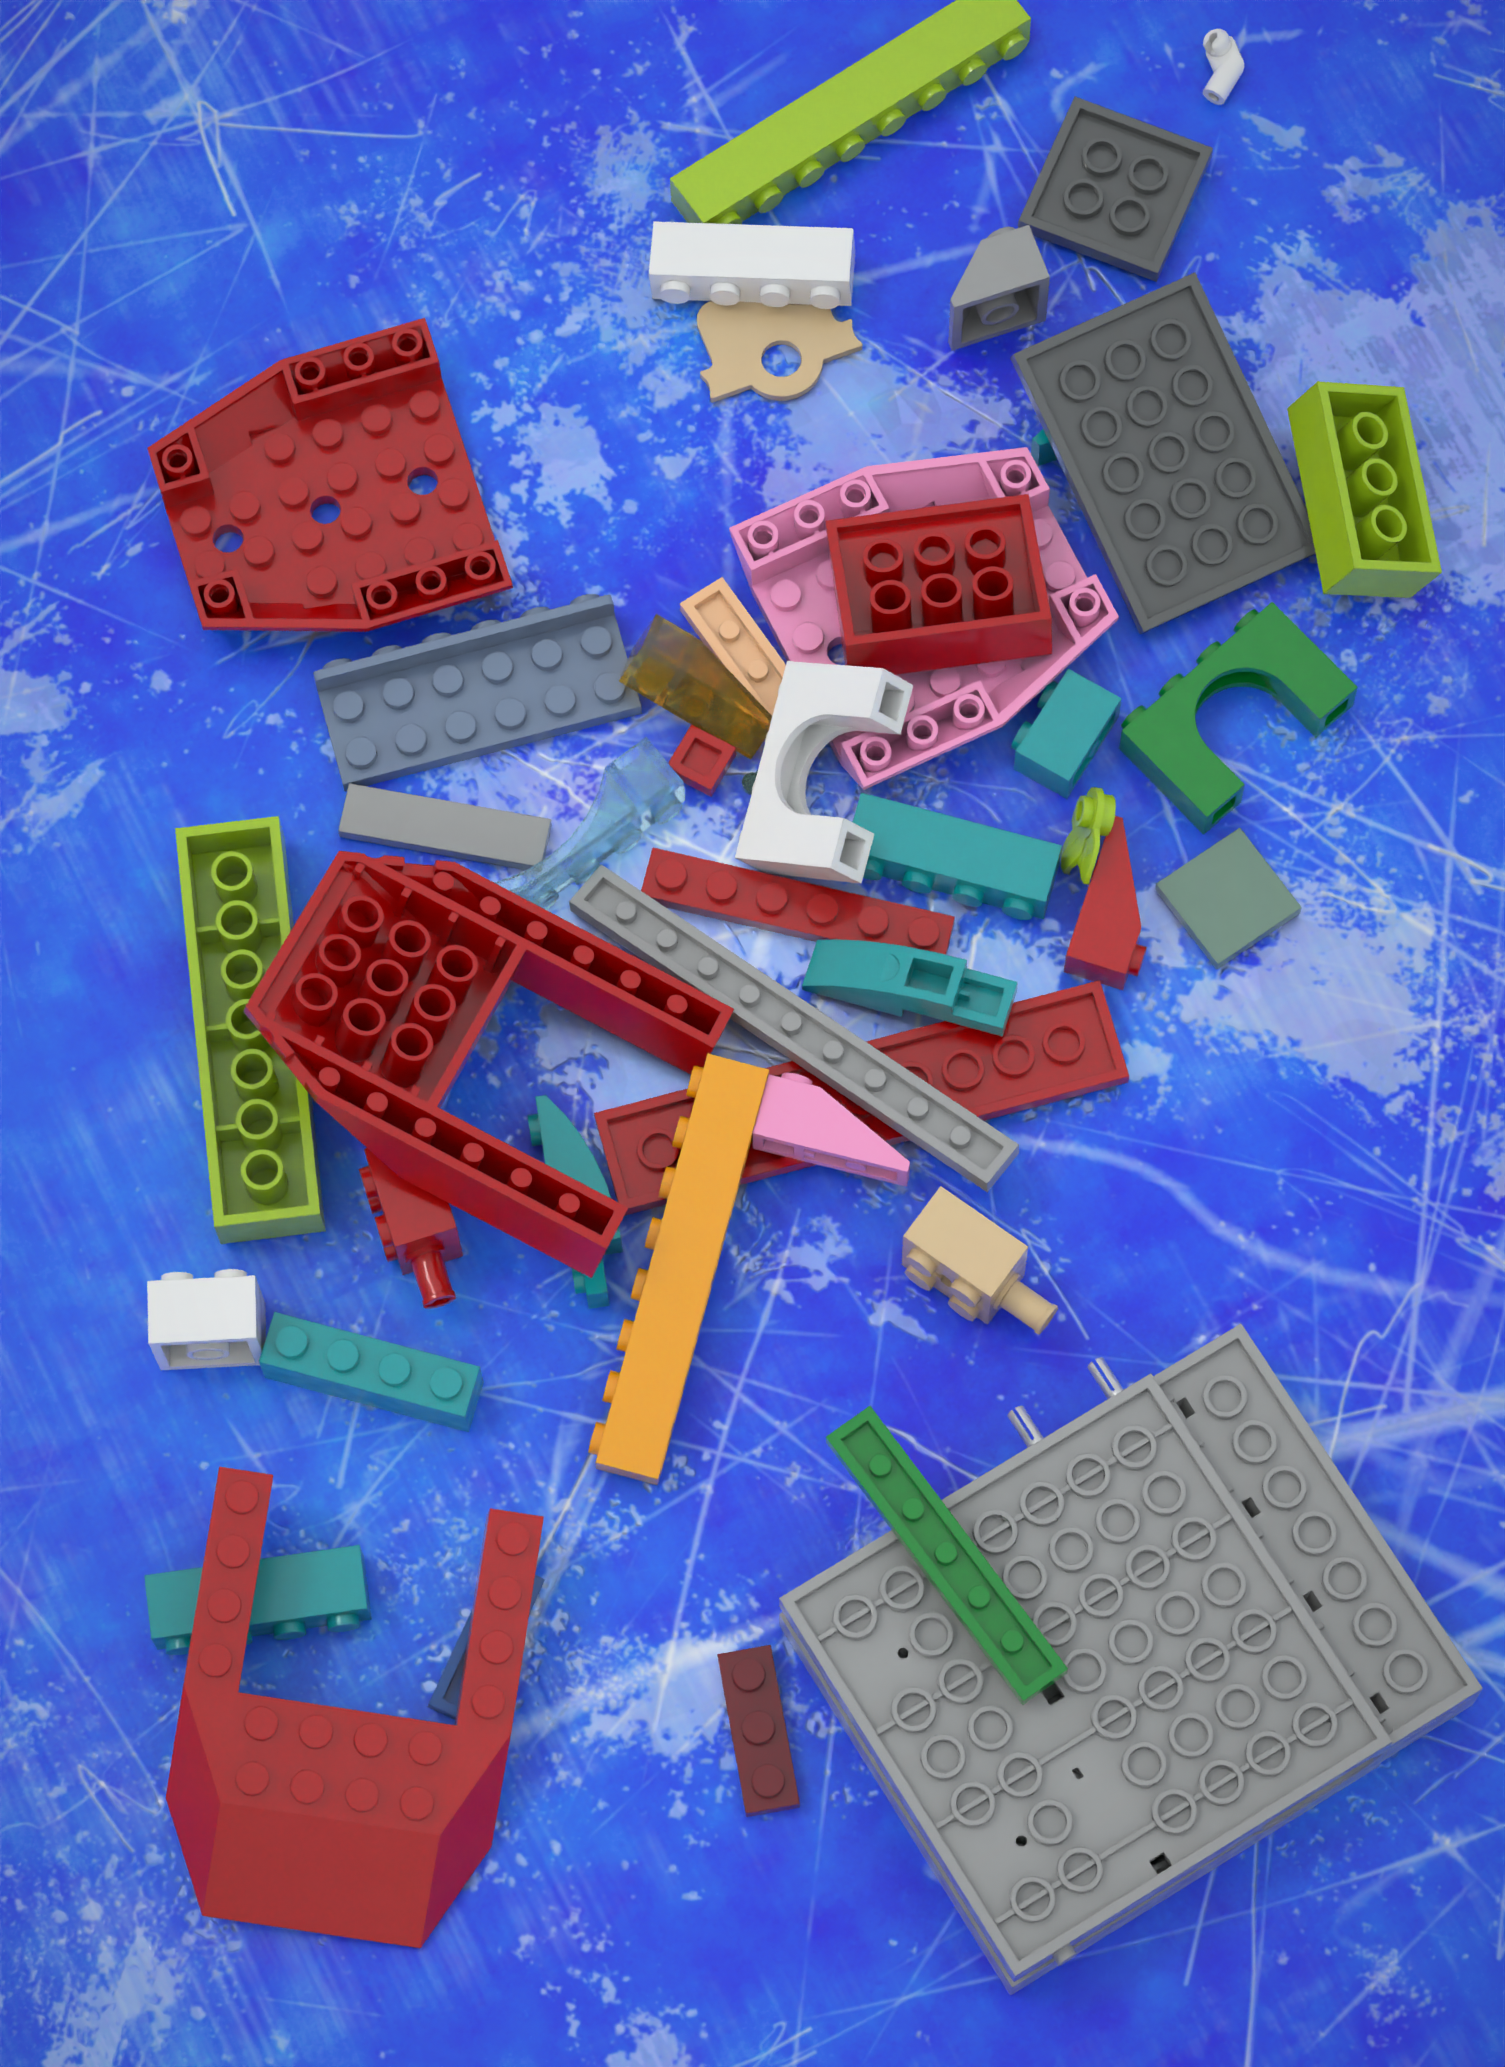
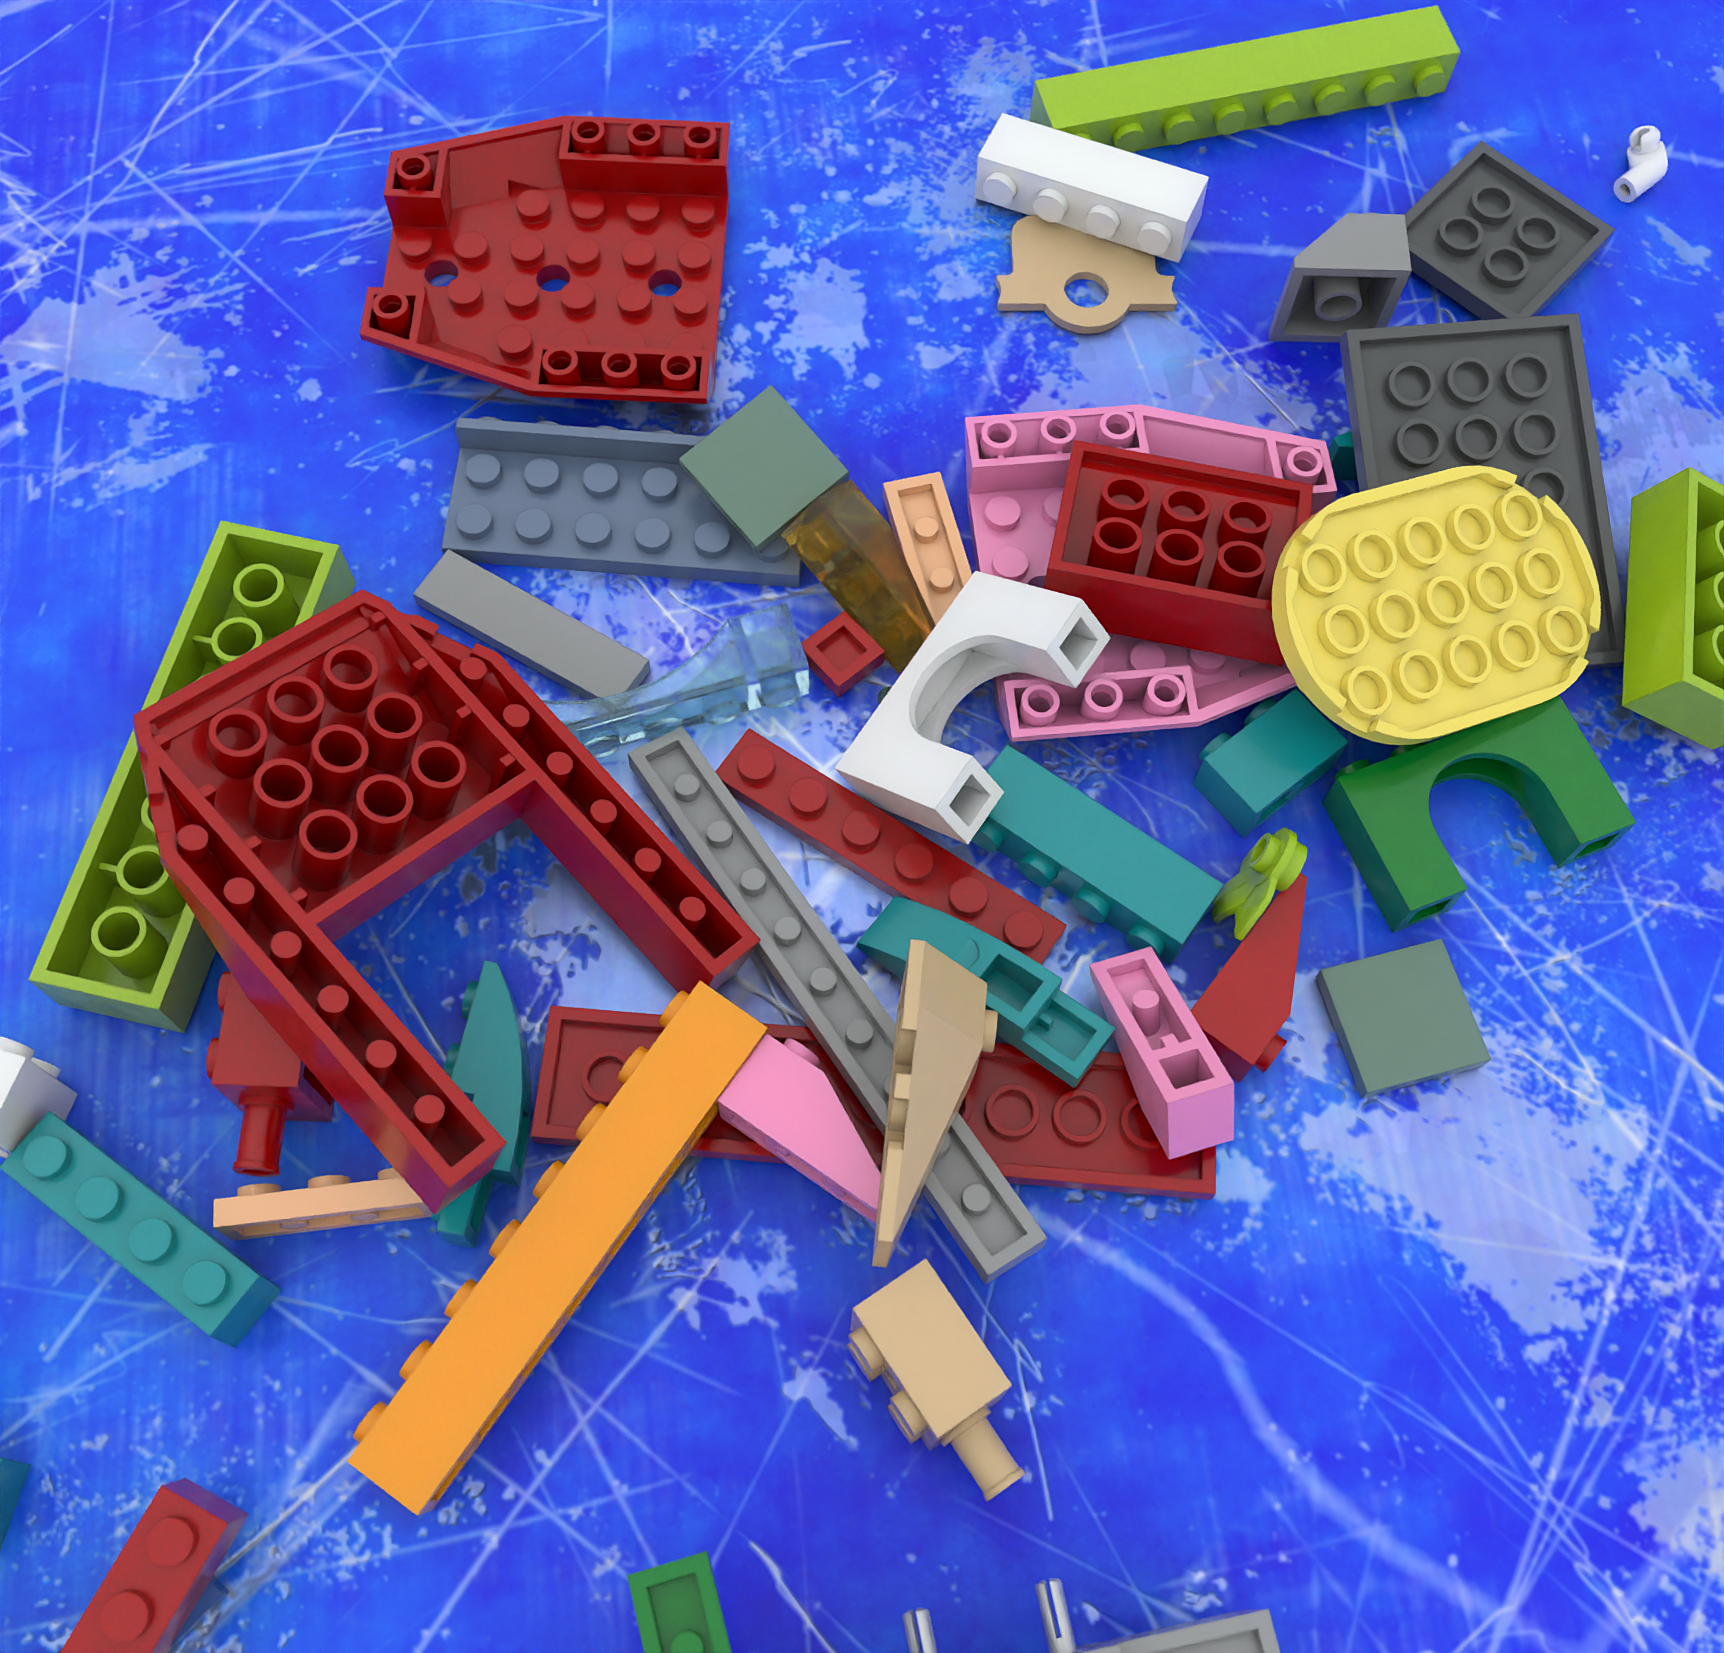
camera: 15 degrees right, 5 degrees down
(497, 1308) = (324, 1205): none -> light nougat plate
(584, 629) = (763, 468): none -> sand green tile
(894, 1045) = (933, 1064): none -> tan wedge
(1058, 986) = (1165, 1054): none -> bright pink slope
(1154, 568) = (1434, 605): none -> light yellow plate

